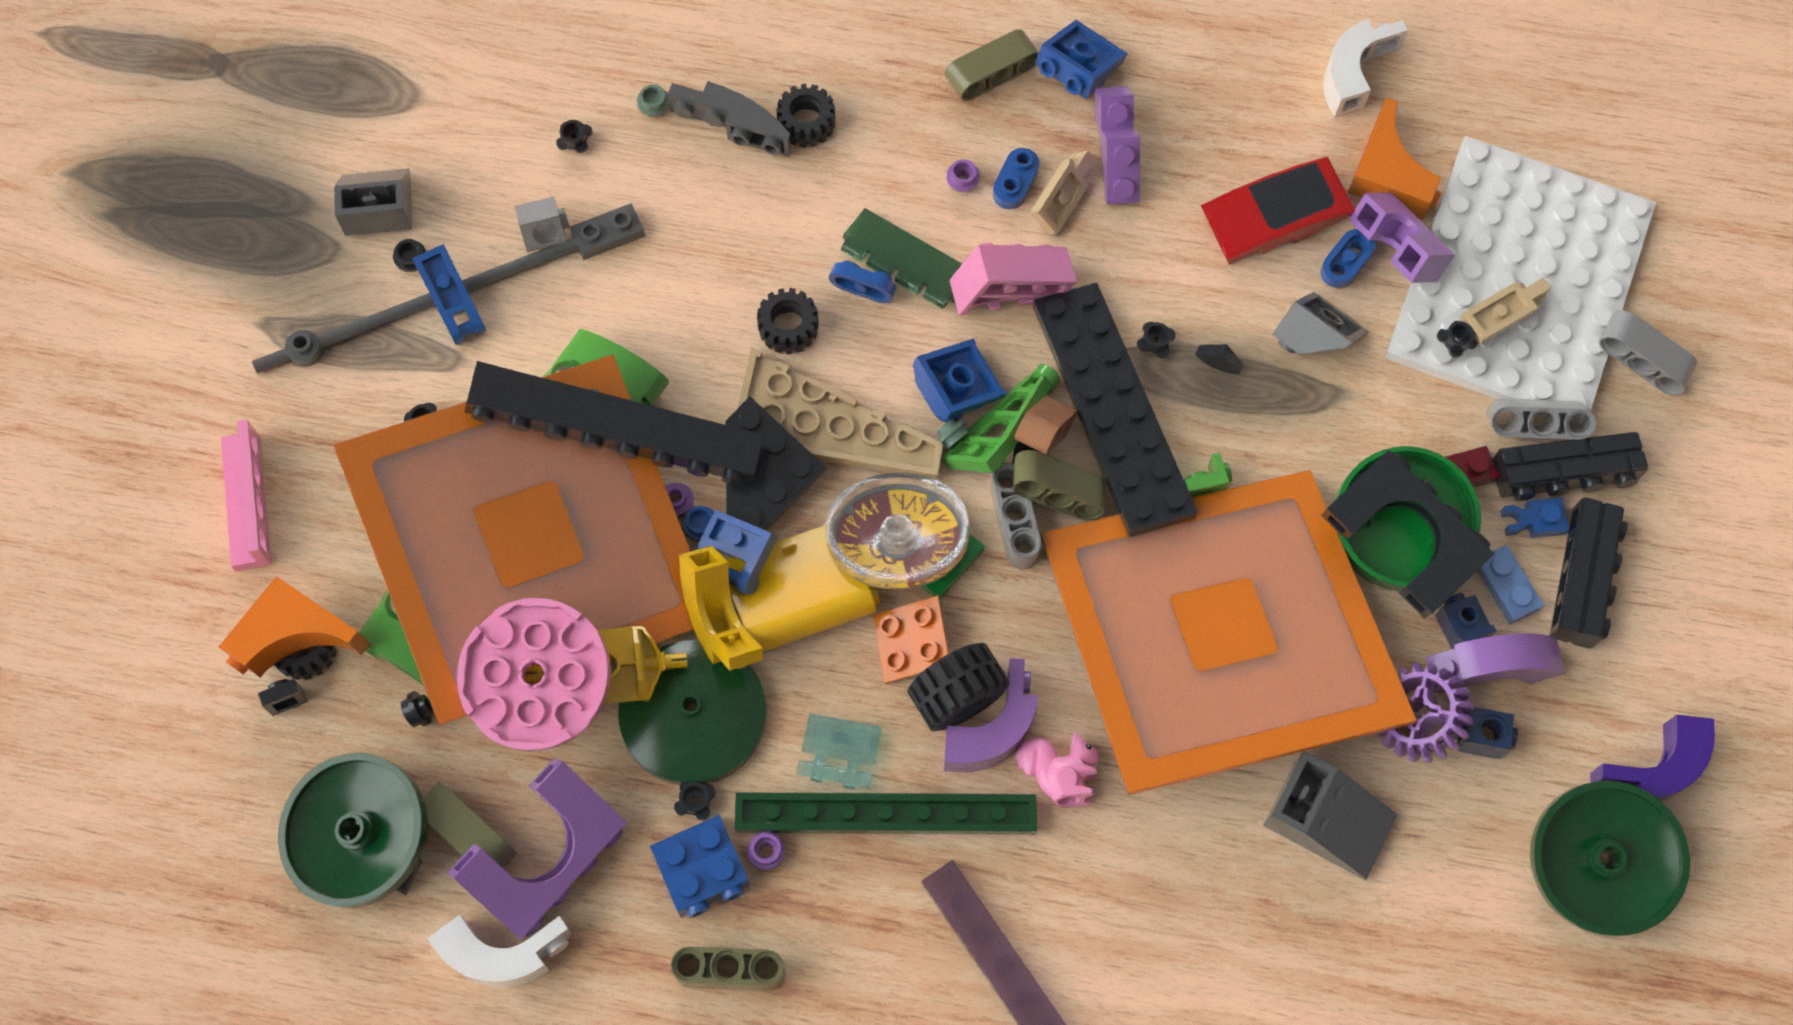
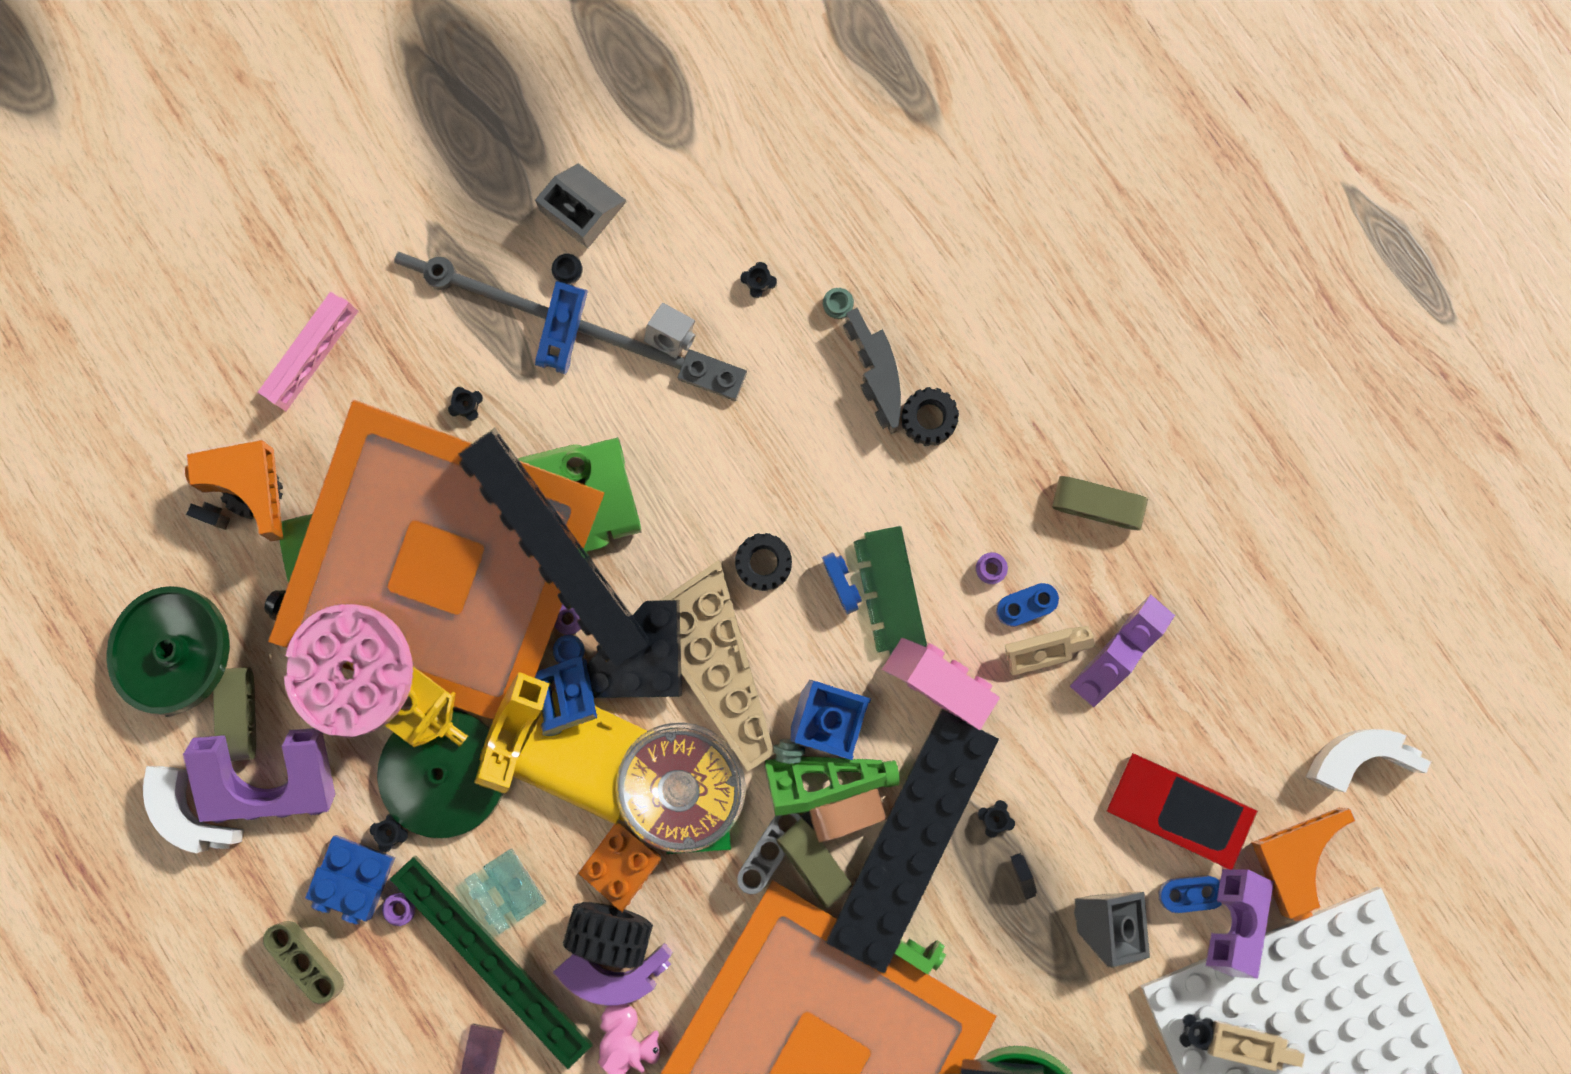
camera: 50 degrees right, 15 degrees up
(1079, 59) = (1166, 559): blue plate -> none

